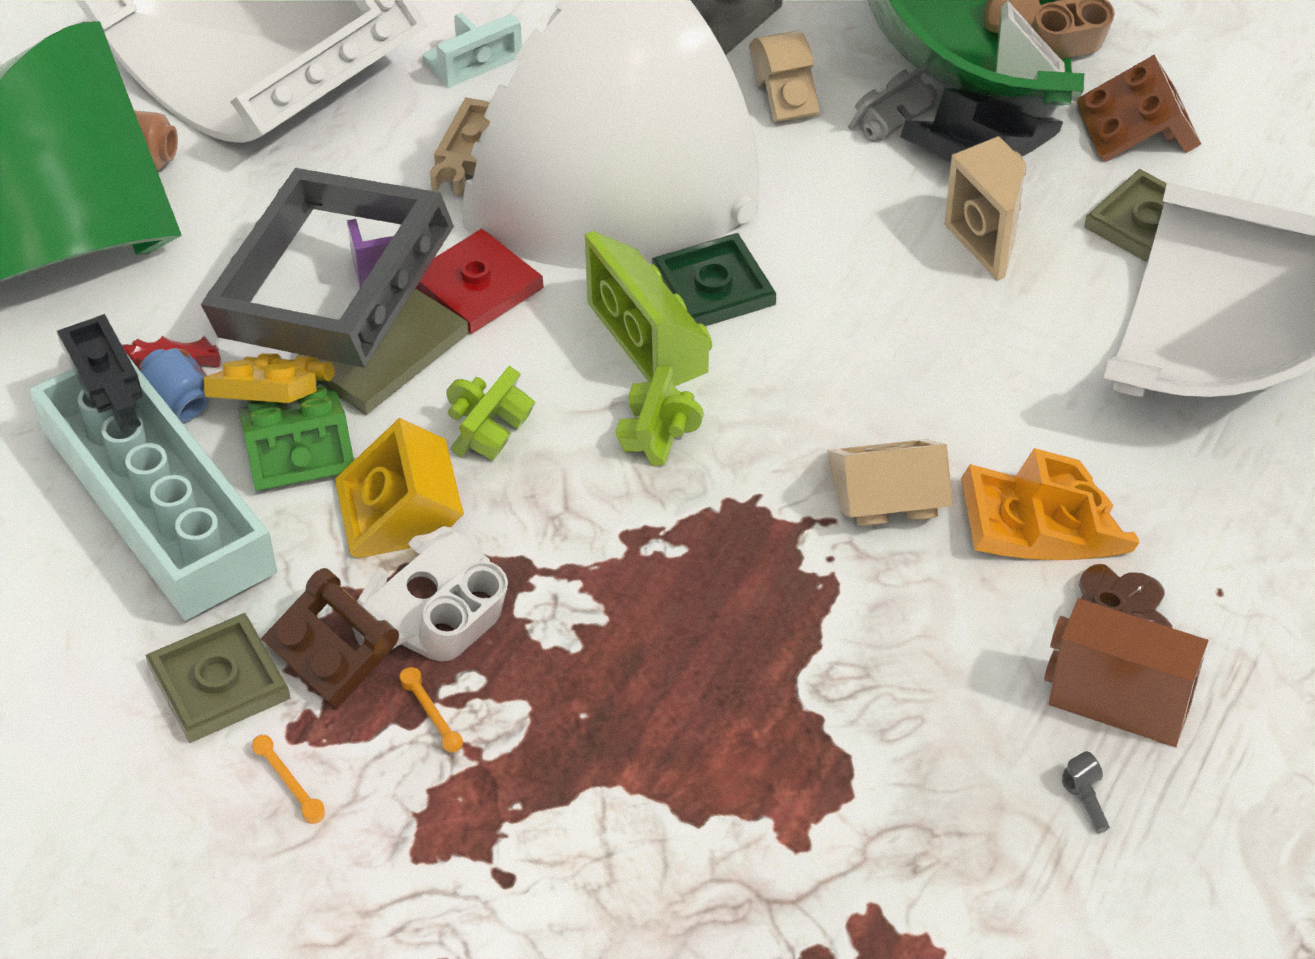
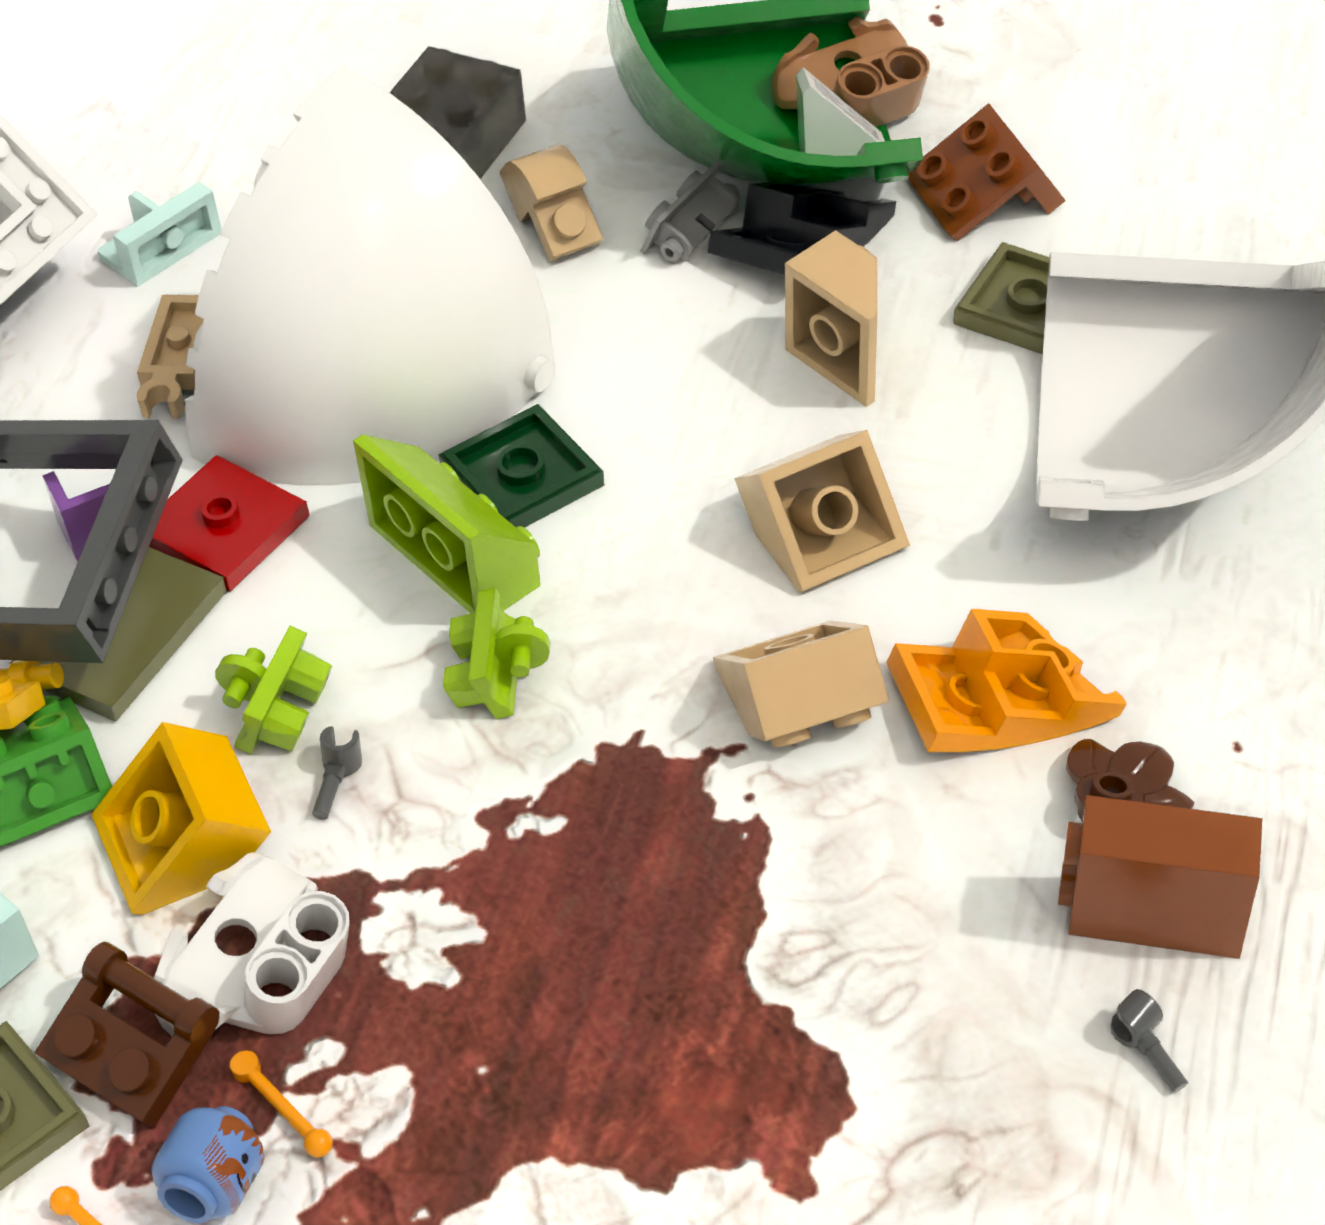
camera: 10 degrees left, 0 degrees up
(369, 738) = (207, 1164): none -> medium blue head
(524, 475) = (337, 762): none -> dark grey hand
(940, 353) = (824, 510): none -> tan slope

